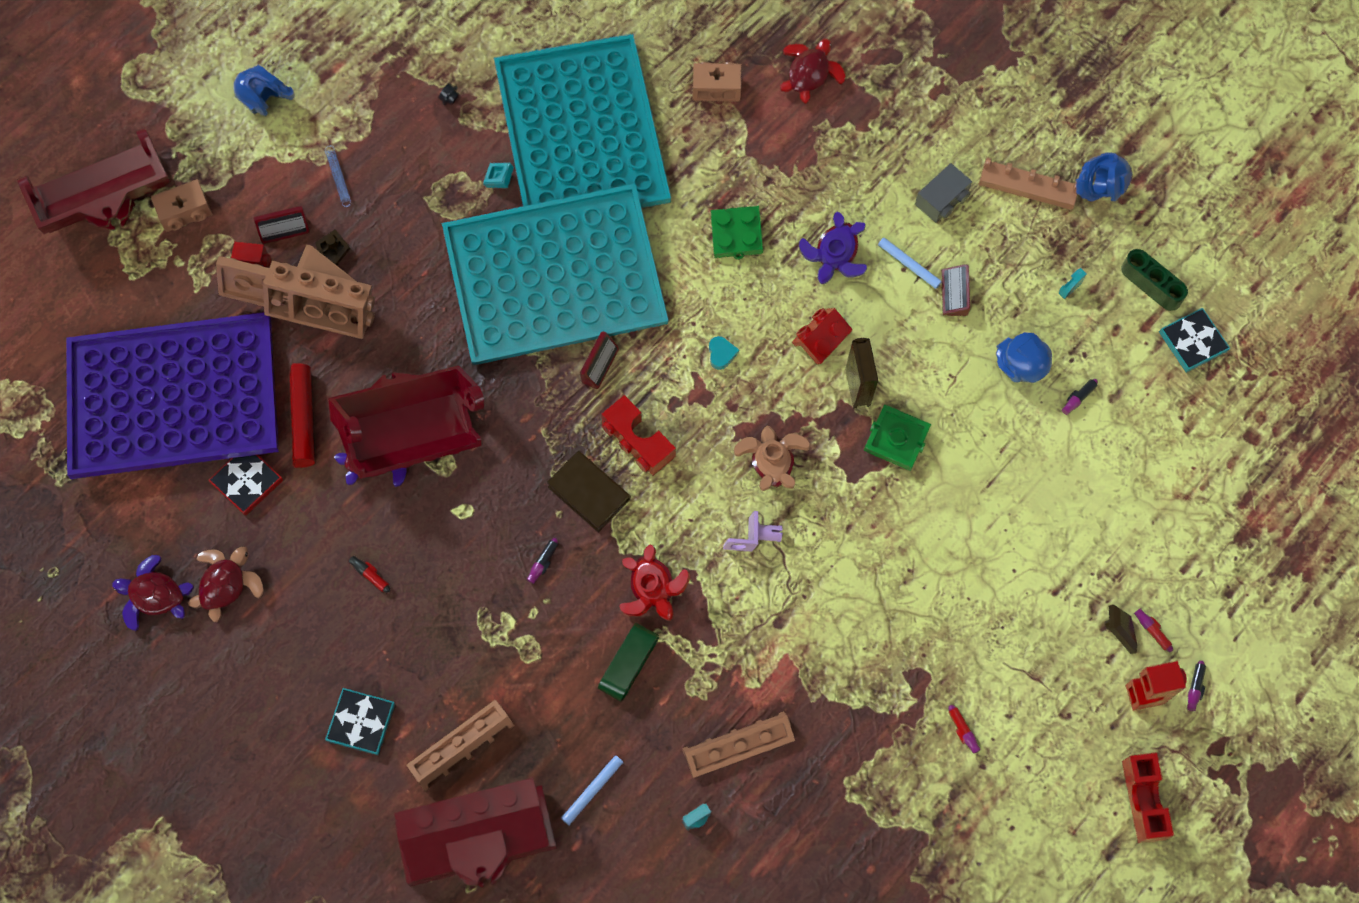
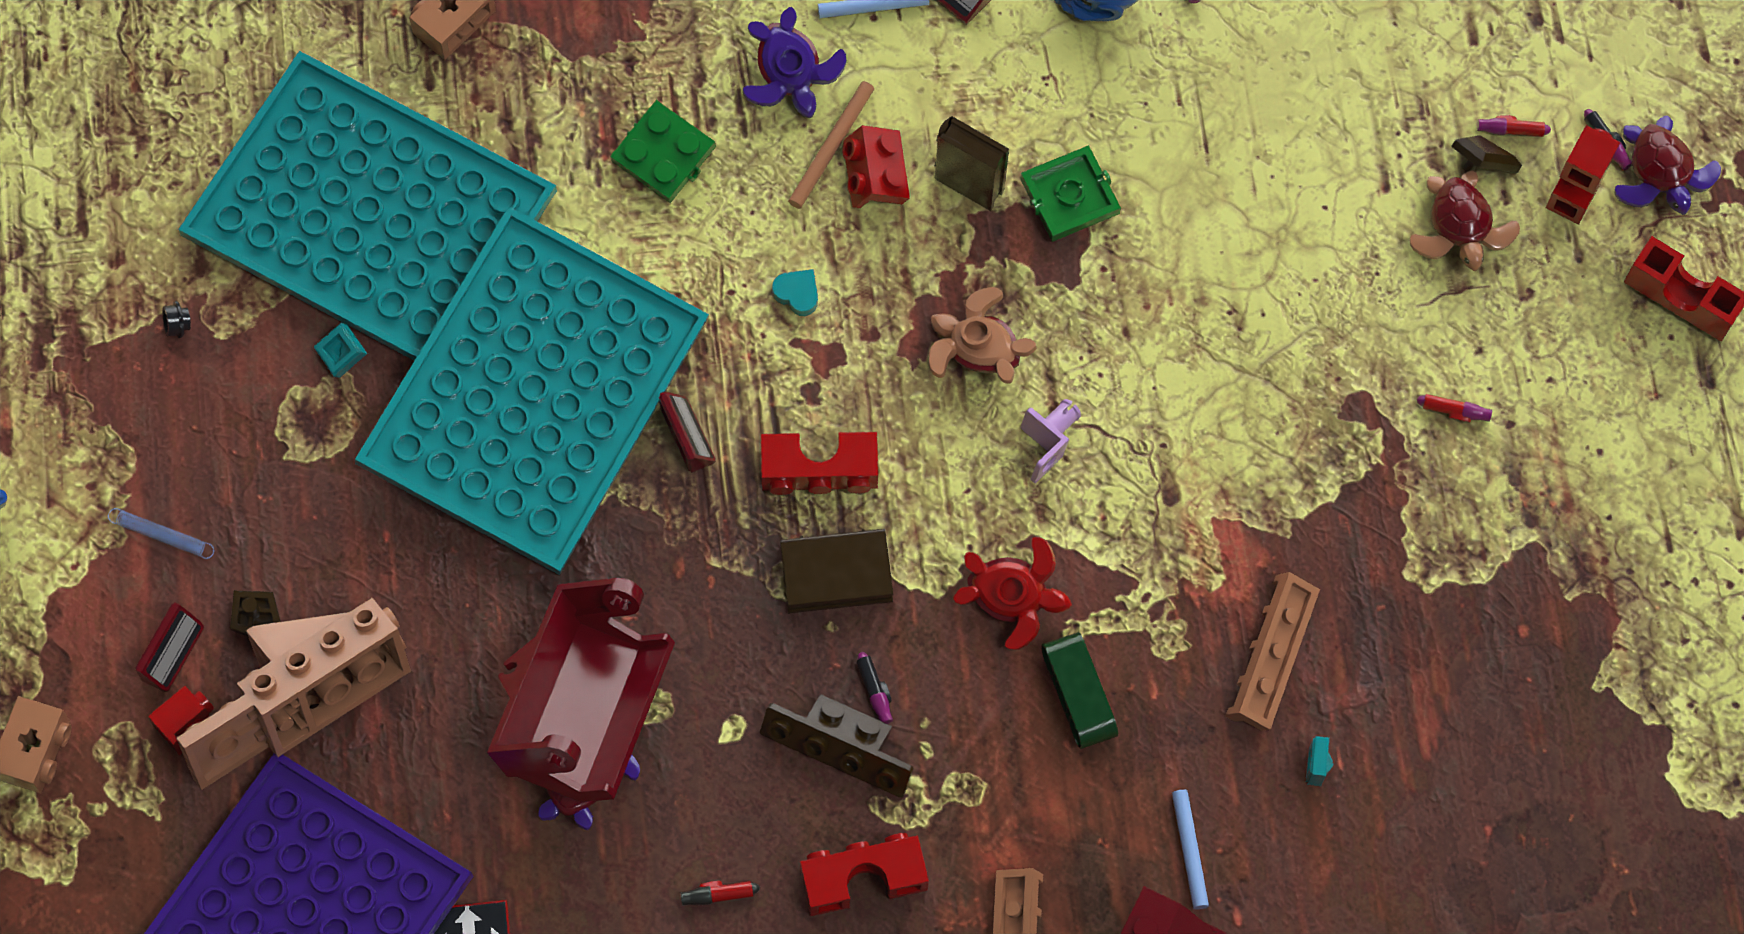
camera: 50 degrees left, 0 degrees up
(301, 415) = (447, 817): red brick -> none
(419, 619) = (895, 861): none -> red arch
(501, 566) = (841, 740): none -> dark brown bracket
(815, 305) = (831, 145): none -> nougat bar
(1073, 646) = (1462, 220): none -> animal
(1209, 727) = (1664, 166): none -> animal

